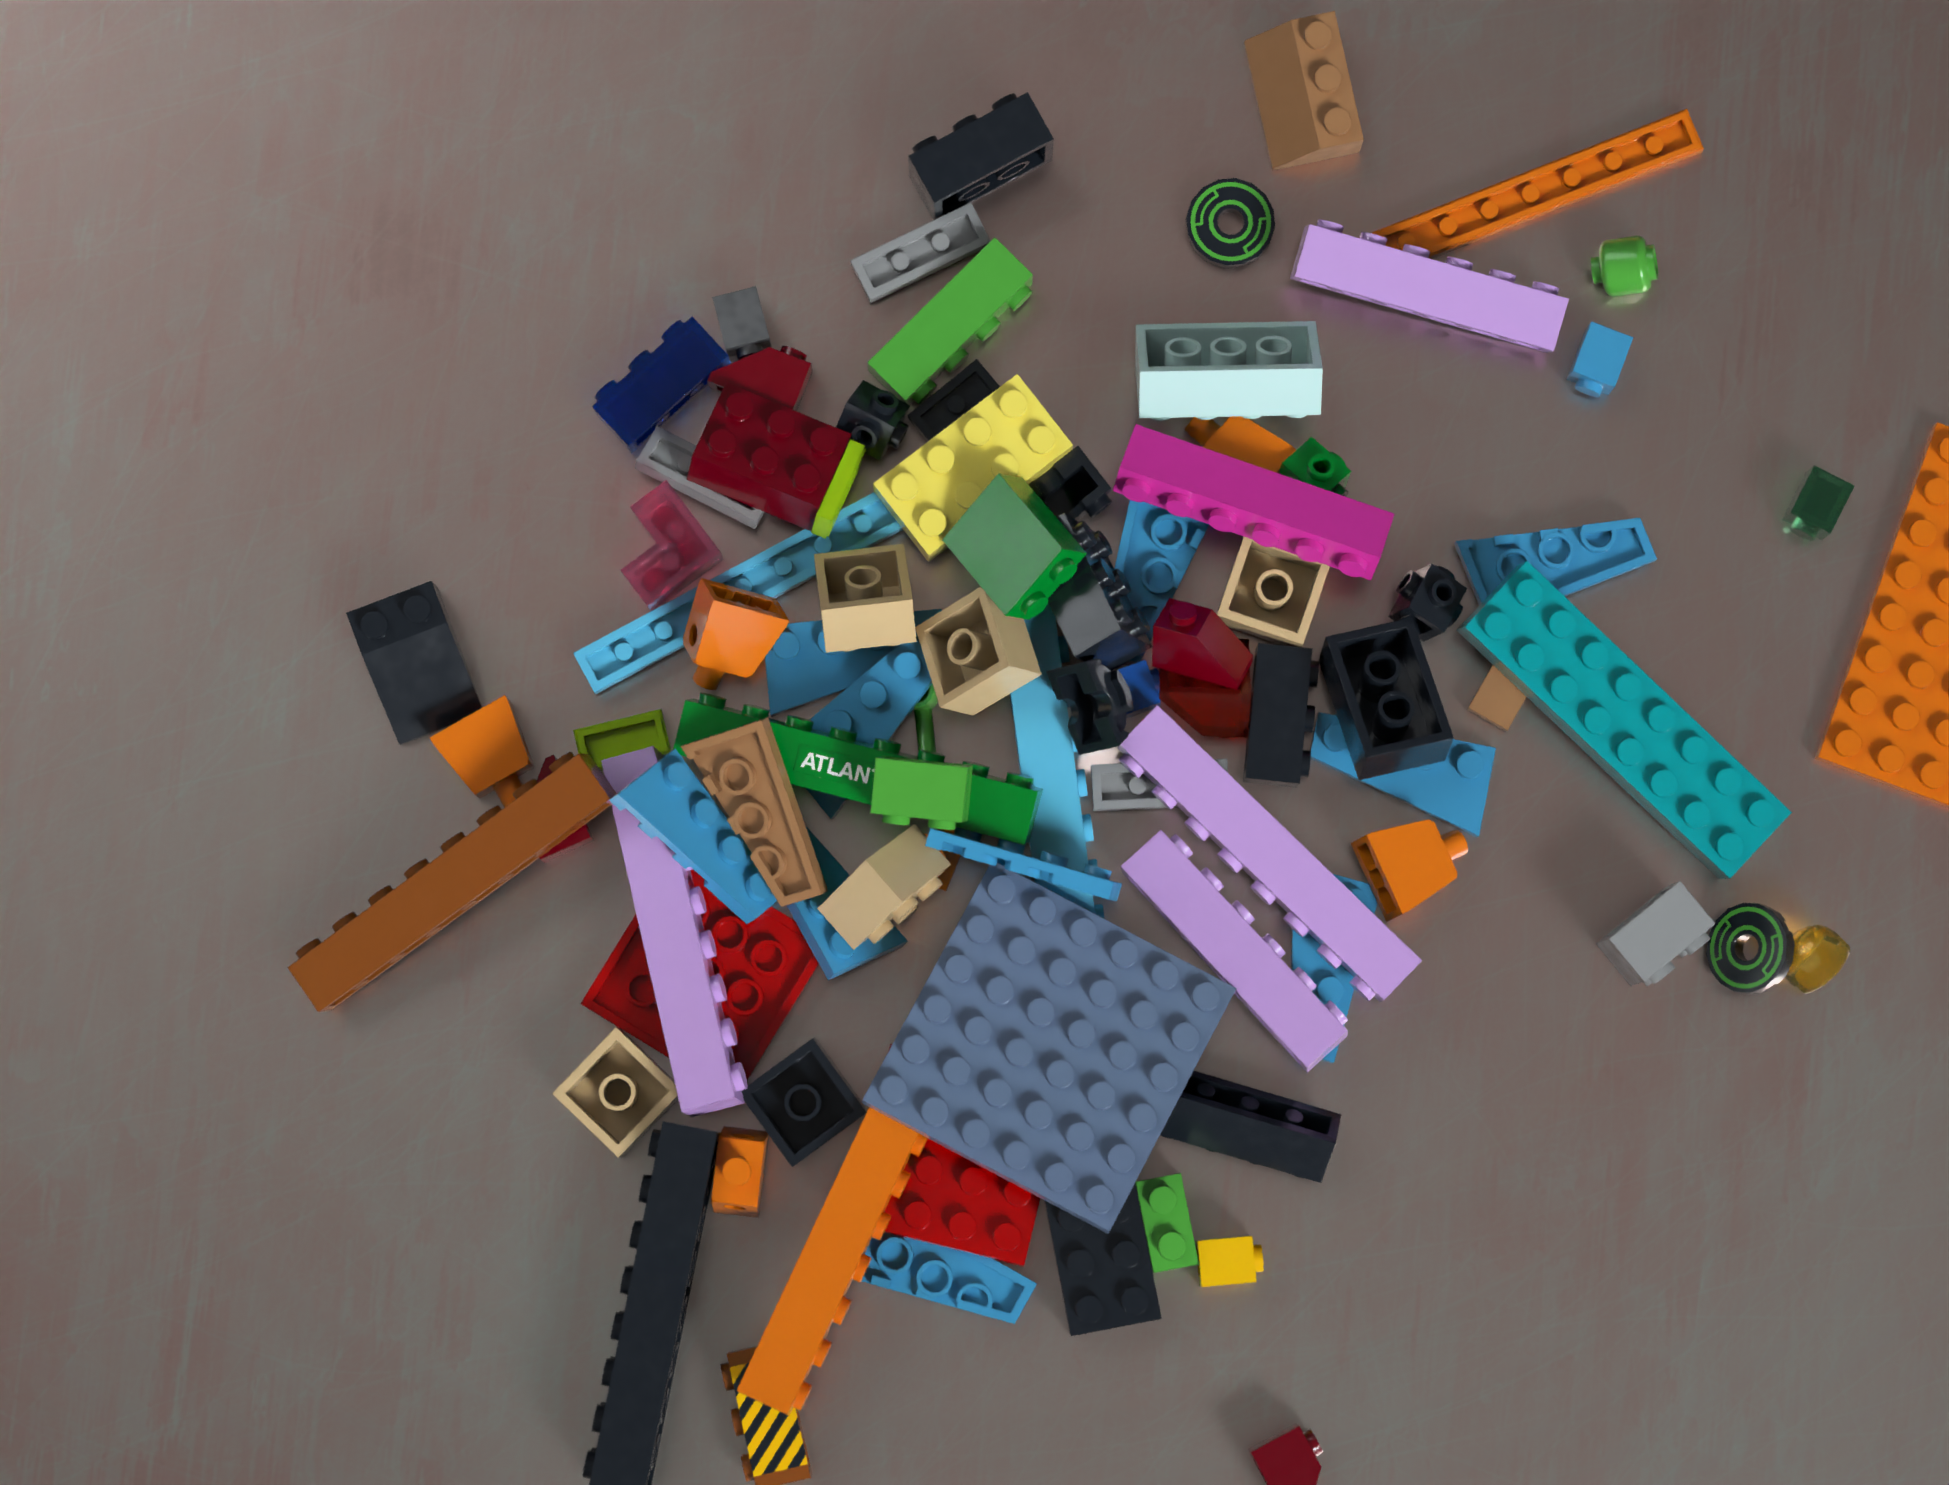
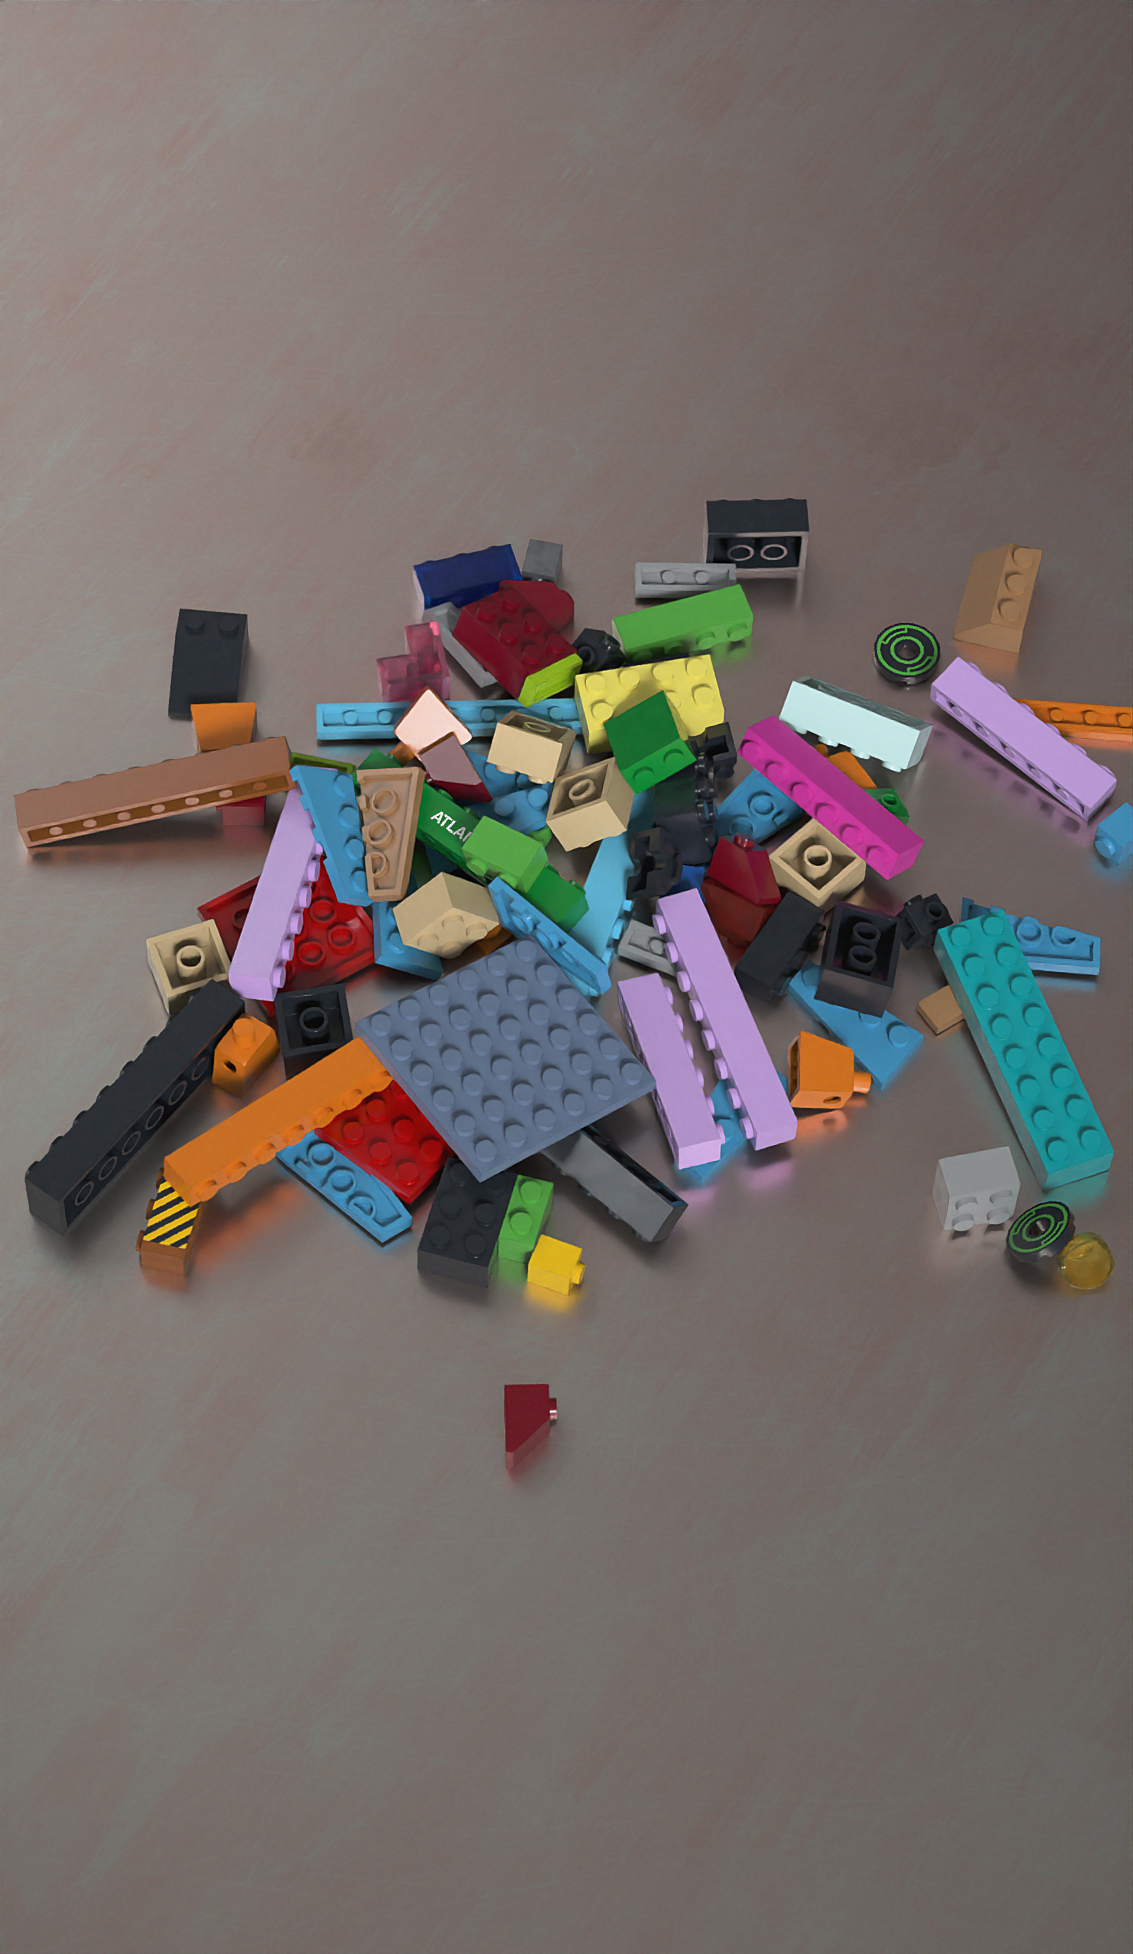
camera: 25 degrees right, 25 degrees down
(791, 677) = (453, 772): none -> slope

